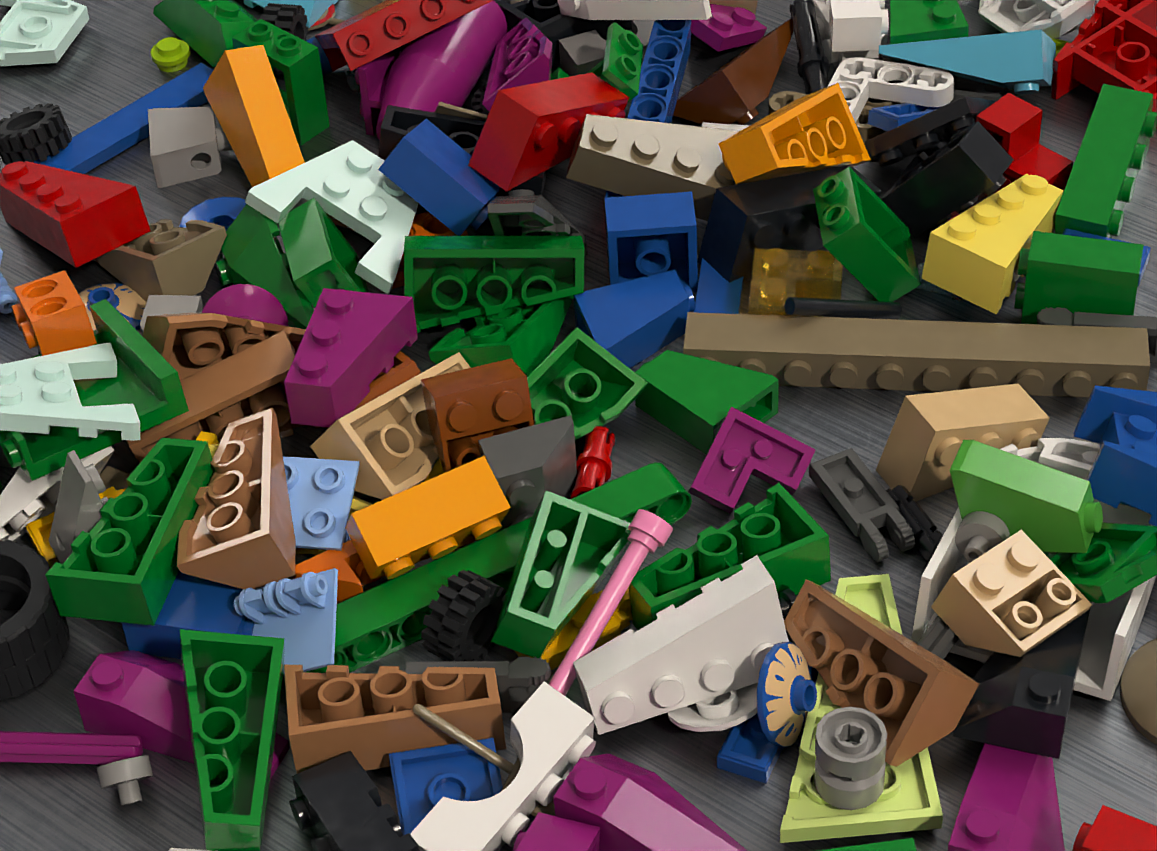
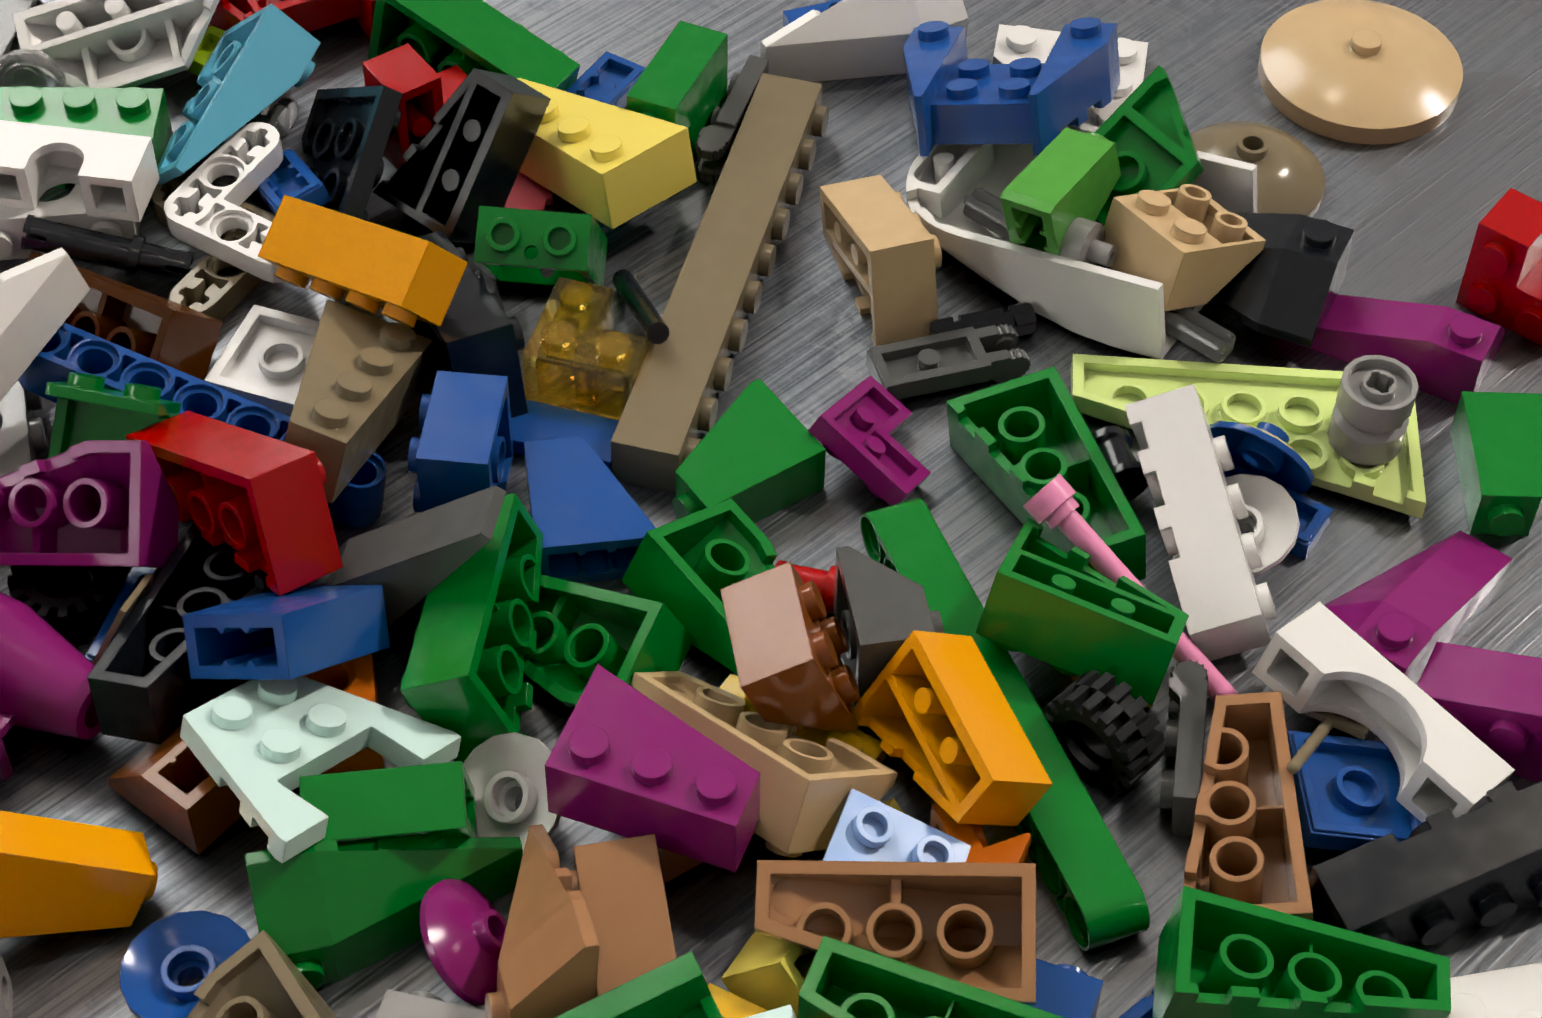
camera: 85 degrees left, 5 degrees up
(300, 613) = (1104, 907): light blue hinge -> none
(879, 671) = (1260, 368): medium nougat wedge -> none

